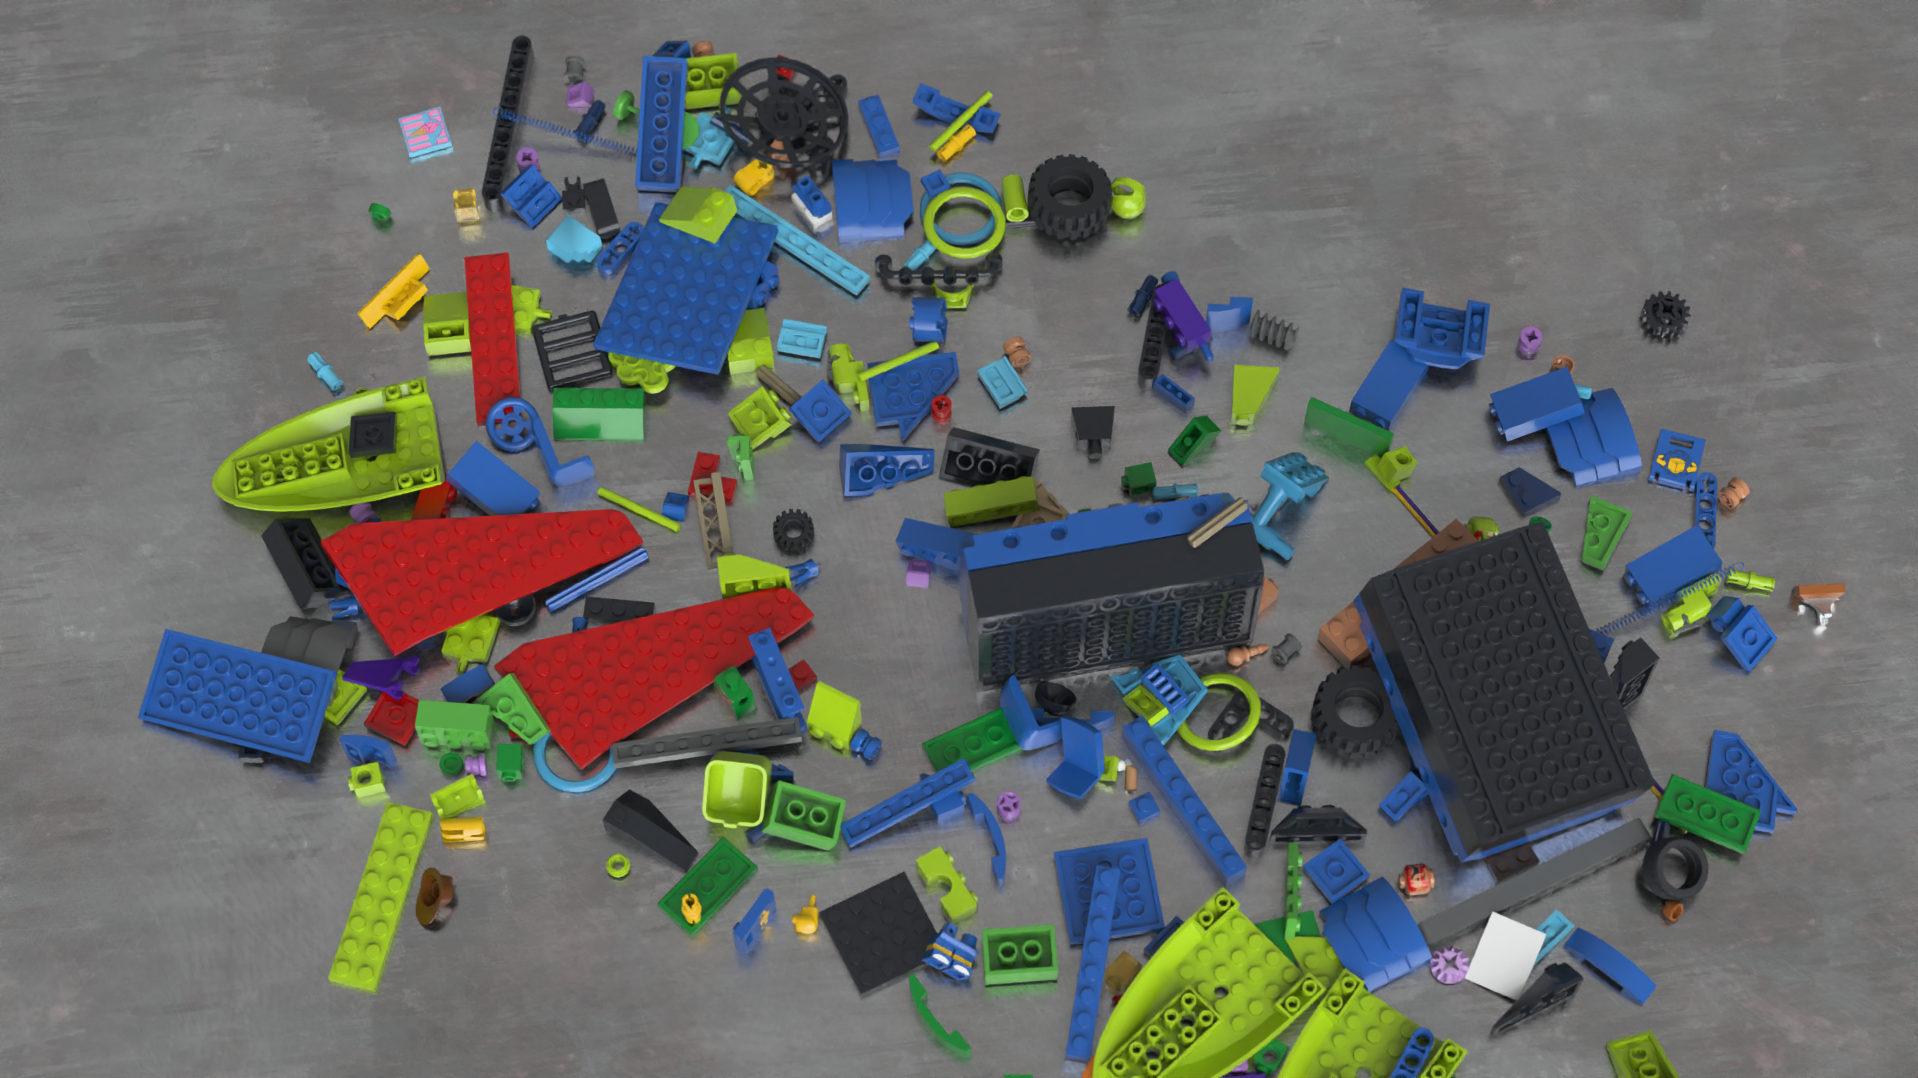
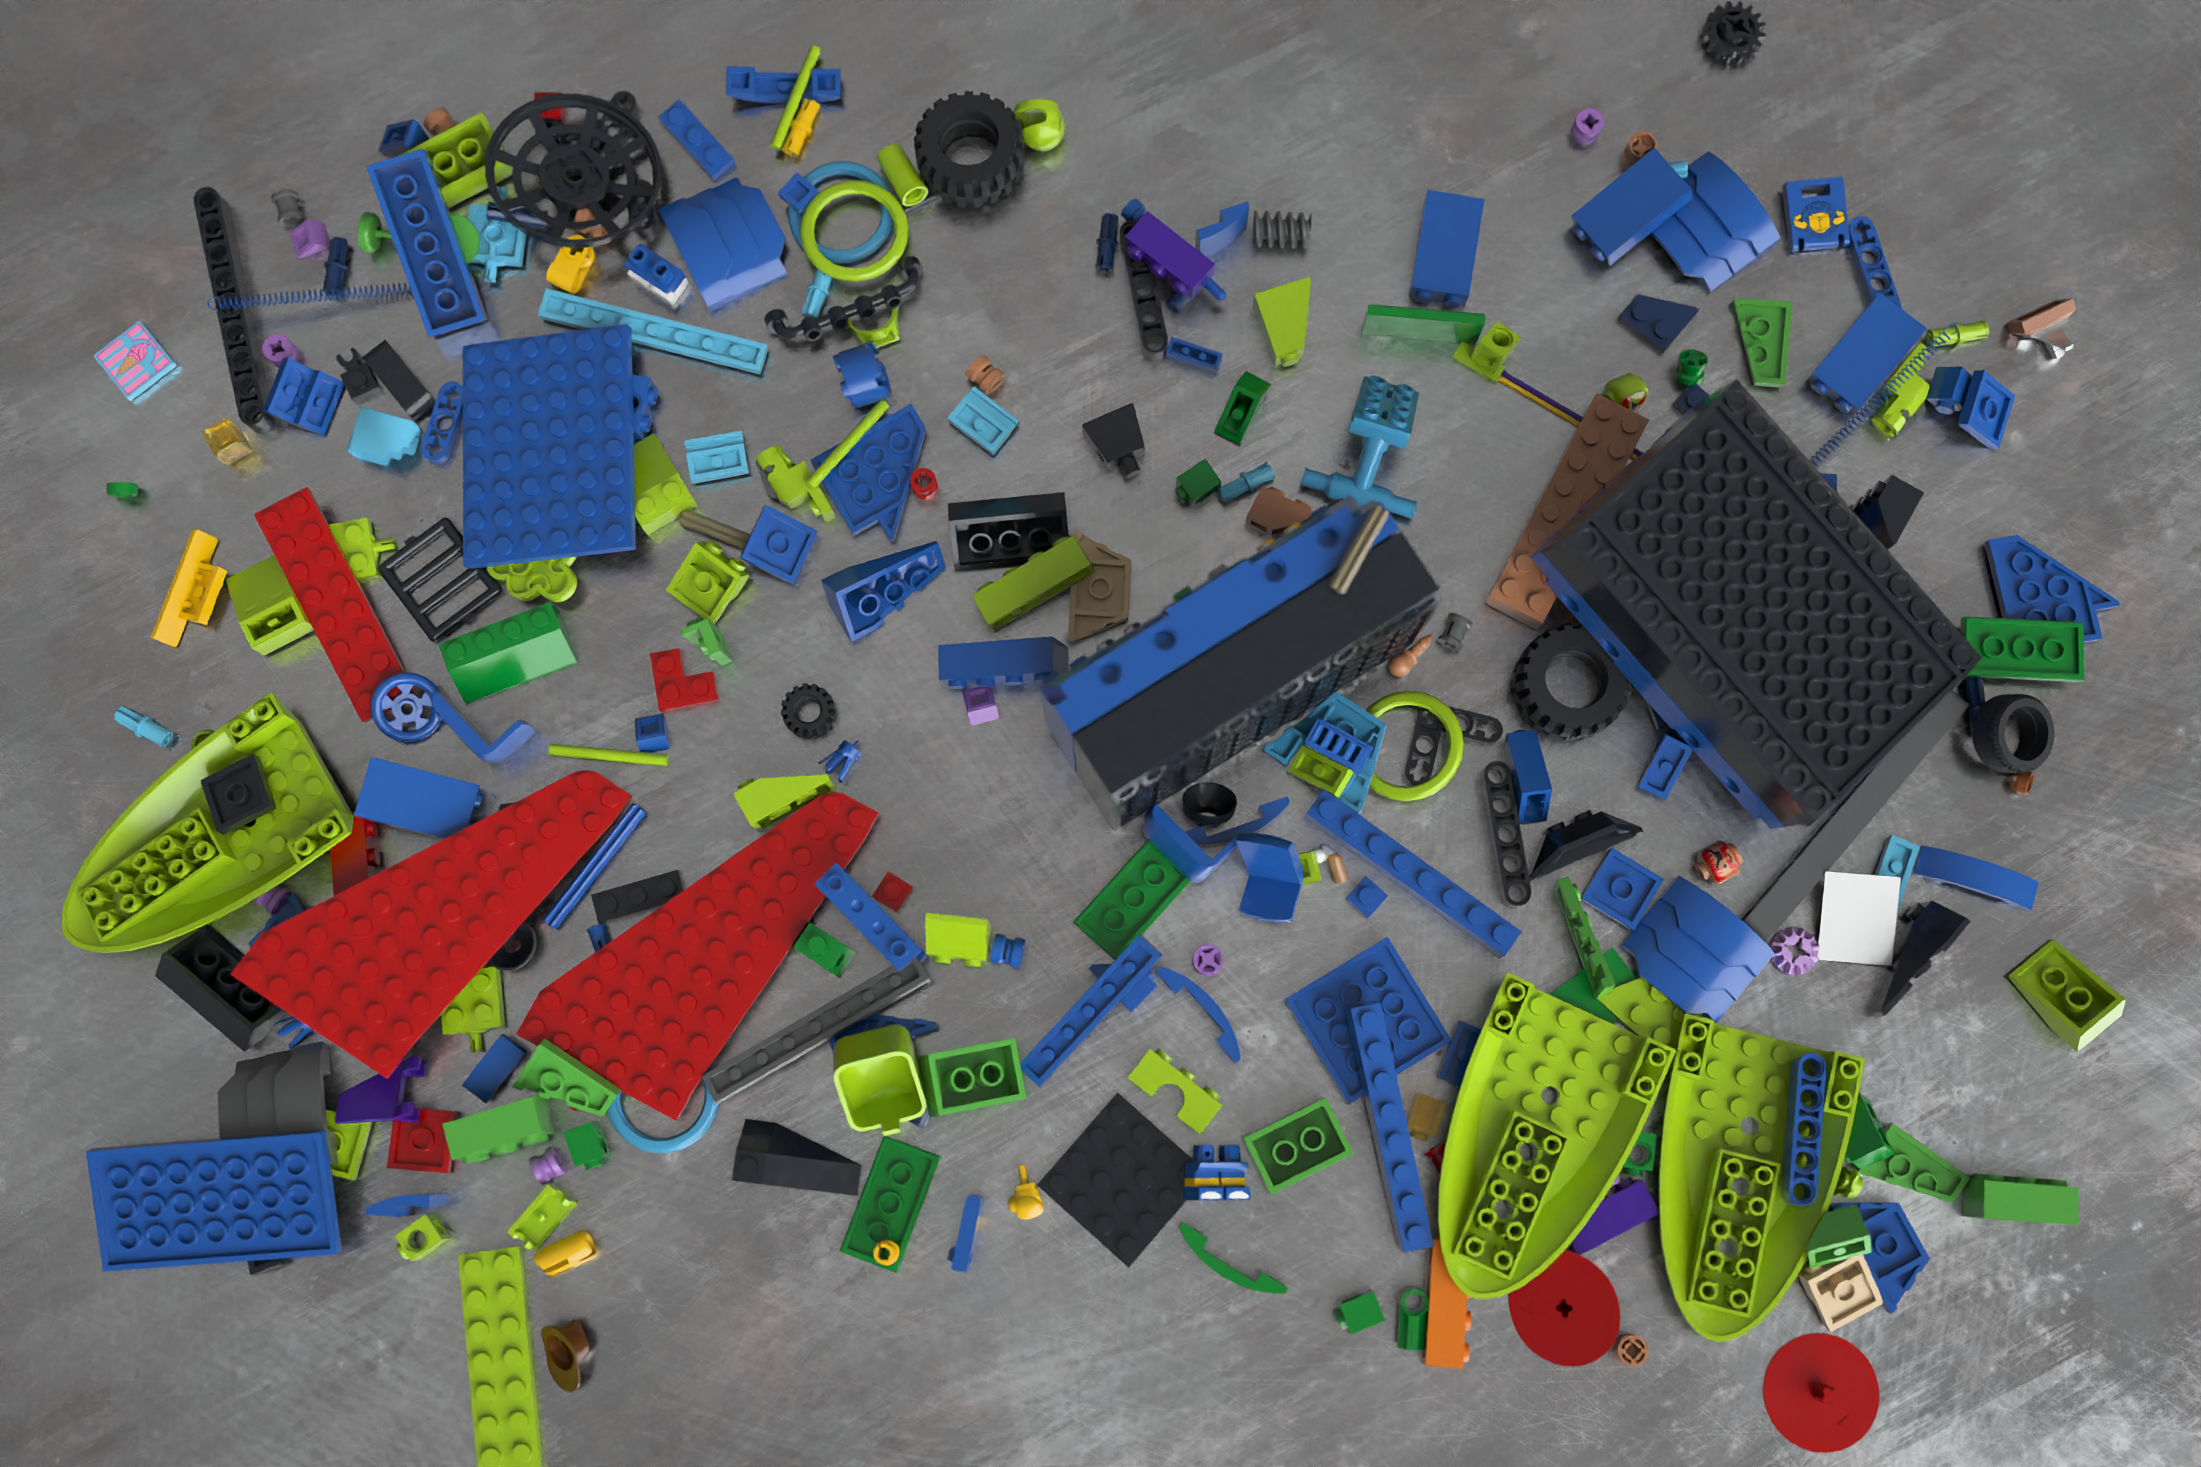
camera: 20 degrees left, 15 degrees up
(451, 764) = (516, 1174): green tile -> none
(613, 860) = (762, 1221): lime plate -> none
(700, 212) = (524, 342): lime slope -> none
(721, 515) = (716, 731): dark tan fence -> none
(1441, 334) = (1484, 158): blue slope -> none
(1730, 495) = (1898, 229): nougat wheel -> none

